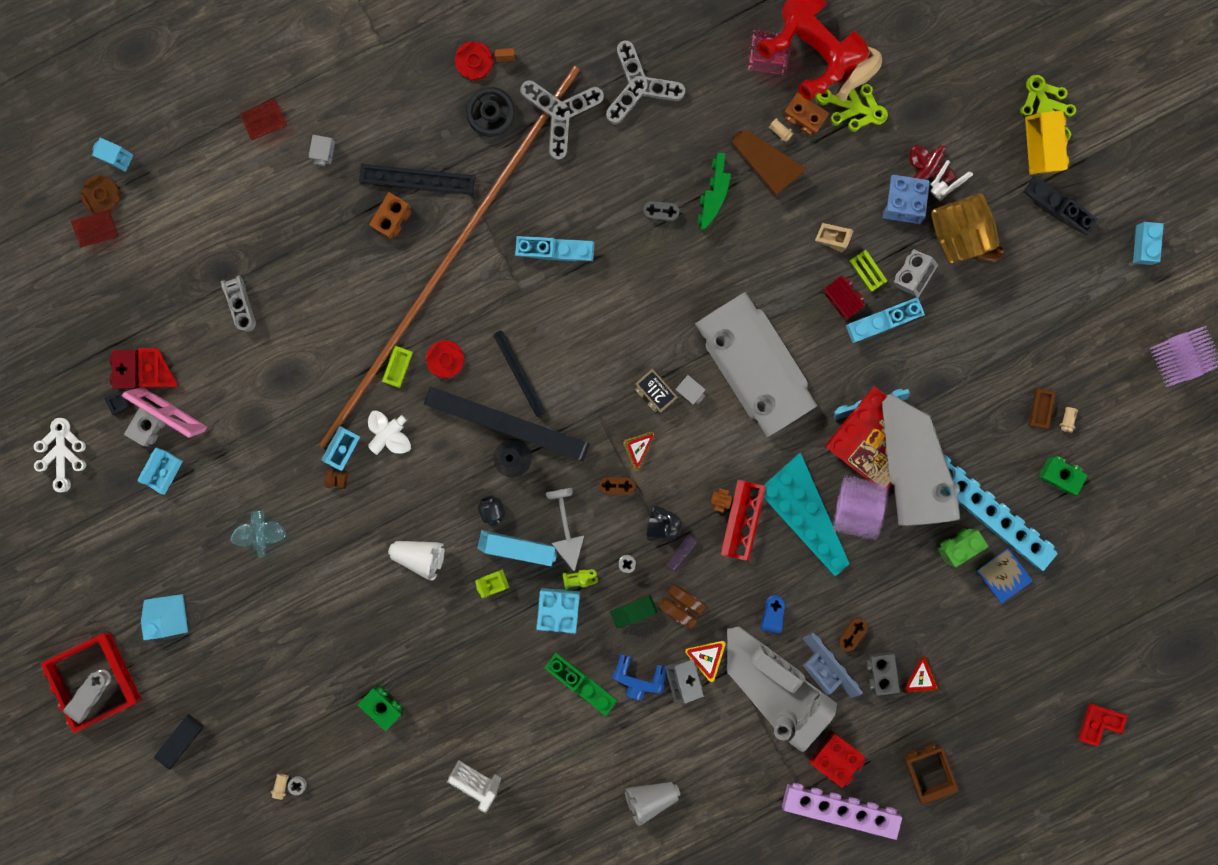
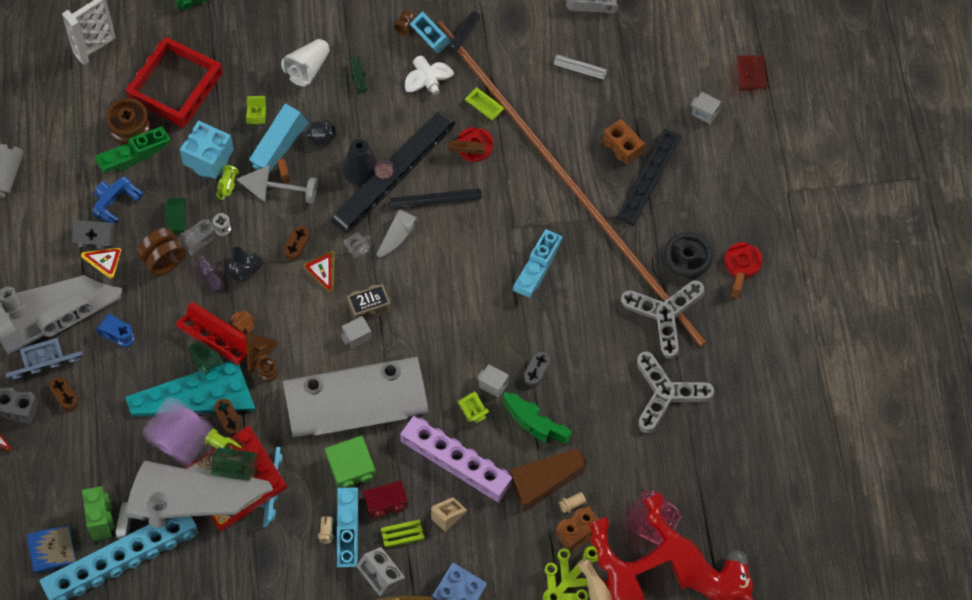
camera: 105 degrees right, 25 degrees down
(319, 289) = (581, 67): none -> light grey axle
(326, 417) = (464, 31): none -> black axle
(412, 502) = (358, 74): none -> clear green pin
(456, 362) = (466, 147): none -> reddish brown axle
(494, 647) = (196, 98): none -> red window
(513, 431) = (383, 168): none -> tile
(547, 529) = (283, 171): none -> dark orange tile
(553, 713) = (127, 119): none -> reddish brown wheel
(571, 394) = (398, 231): none -> light grey piece
(601, 422) = (360, 247): none -> clear bracket
(651, 583) = (197, 236): none -> clear piece
(690, 245) = (493, 380): none -> light grey brick
(724, 252) = (473, 407): none -> lime bracket
(742, 474) = (257, 348): none -> reddish brown piece
(758, 457) = (268, 365): none -> reddish brown wheel
(774, 516) = (204, 357): none -> clear green piece
(794, 202) = (494, 489): none -> lavender brick
(821, 475) = (232, 413): none -> reddish brown beam
(823, 341) = (350, 463): none -> bright green brick
(856, 462) = (218, 440): none -> lime piece
(878, 439) = (234, 463): none -> clear green brick
(892, 339) = (325, 535): none -> tan pin
(963, 521) = (124, 522): none -> white beam

